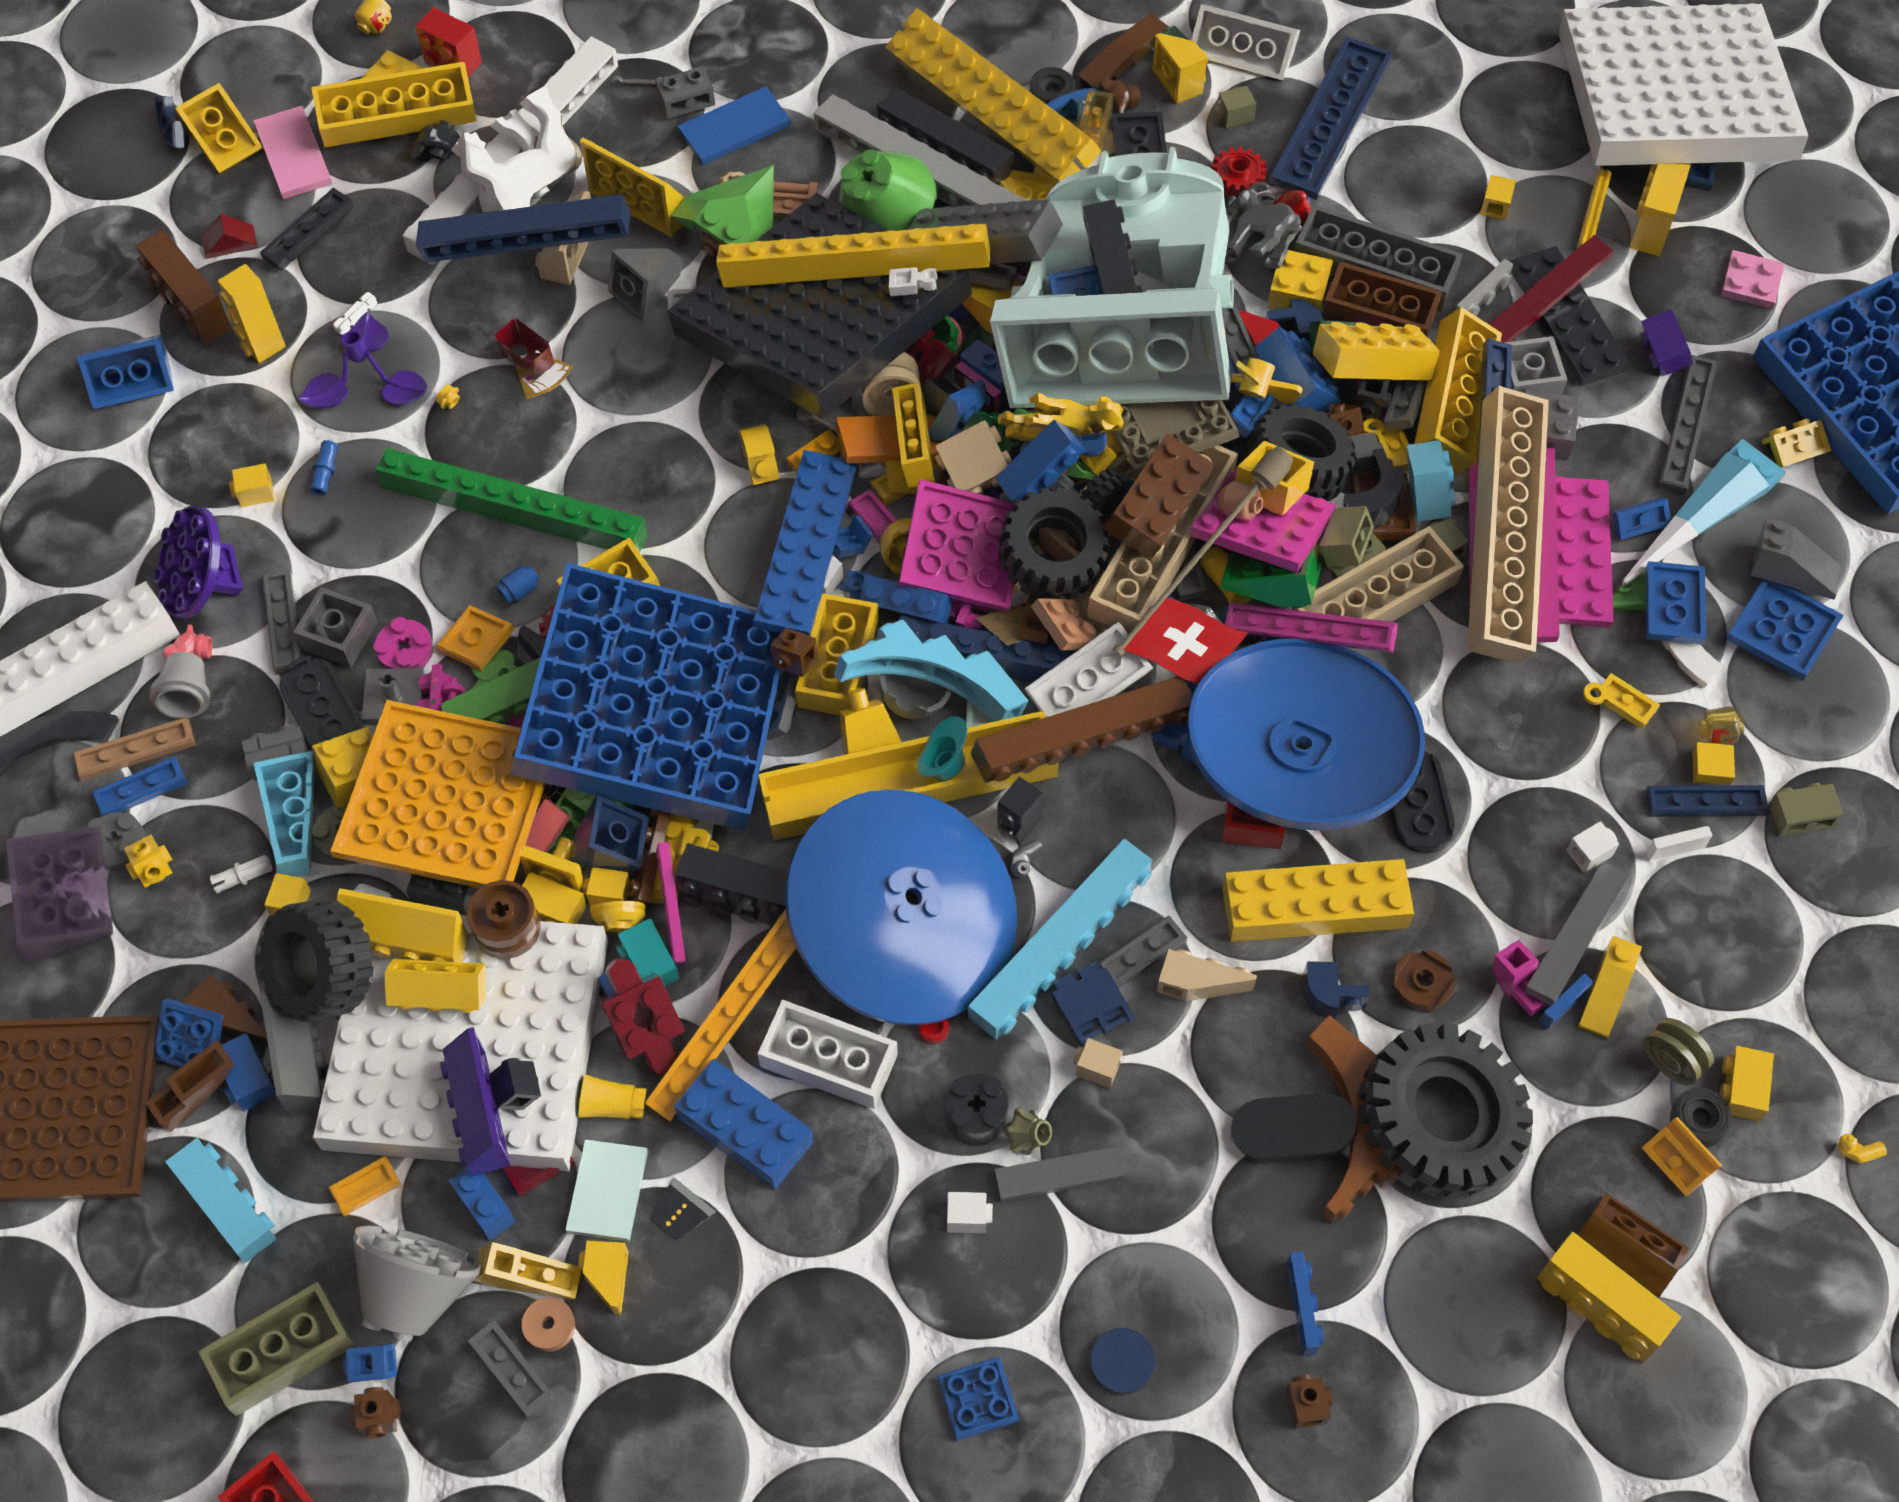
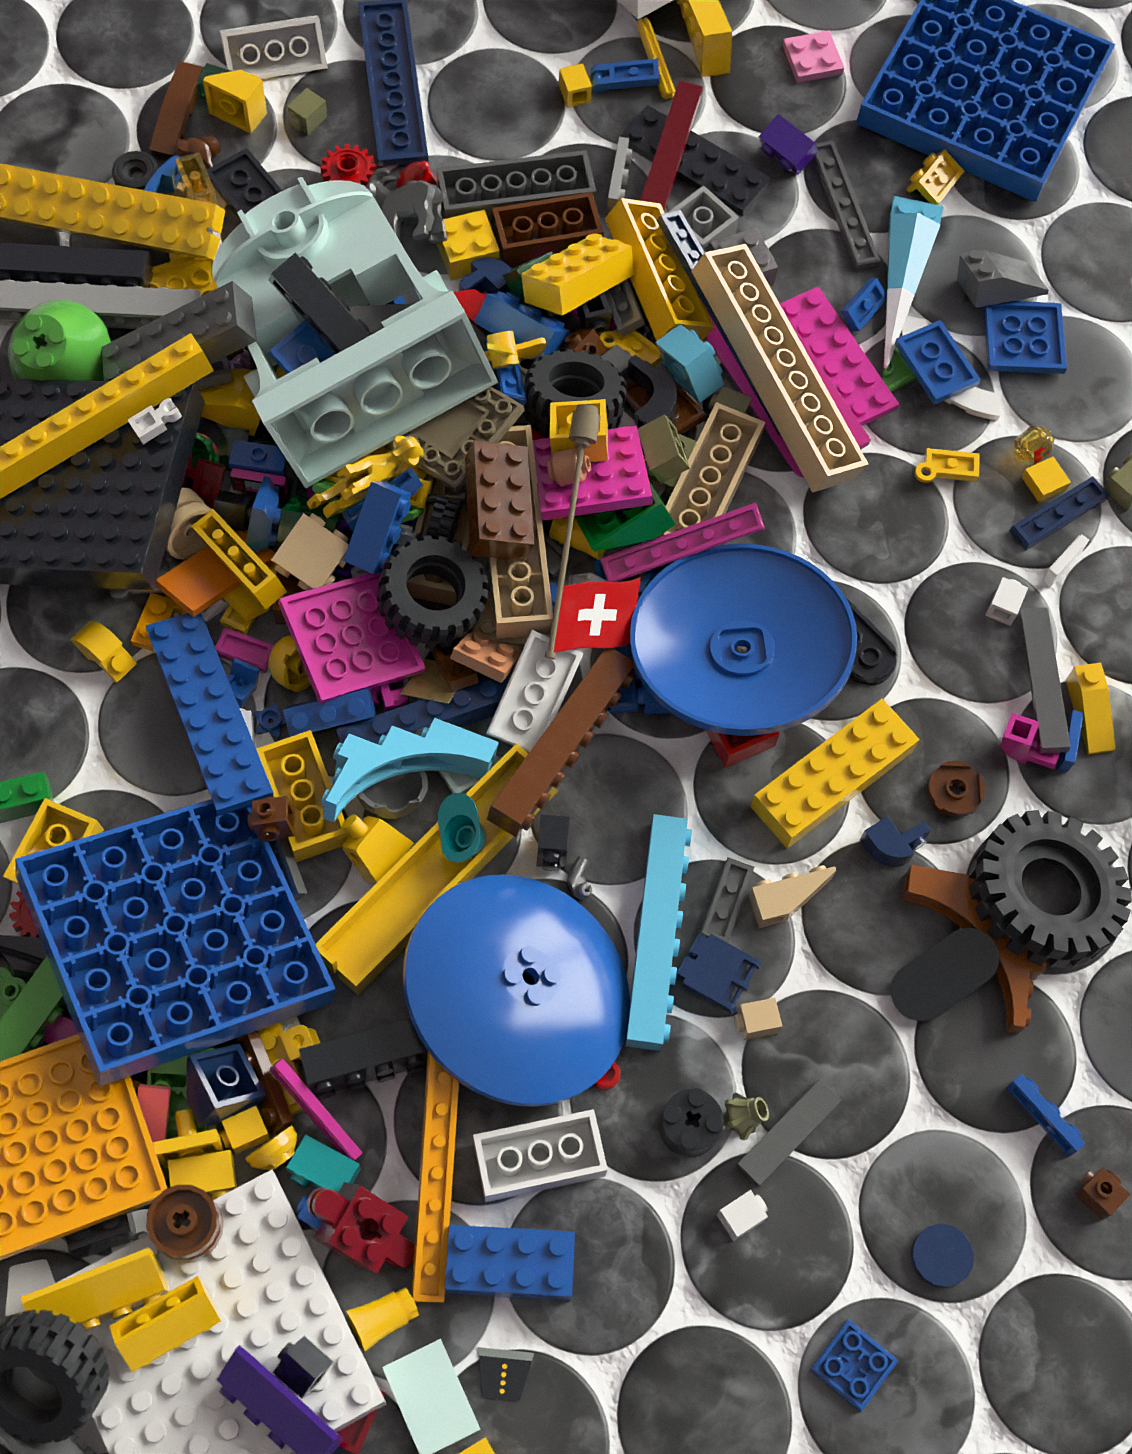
camera: 40 degrees left, 5 degrees up
(1552, 210) = (624, 75): none -> blue plate

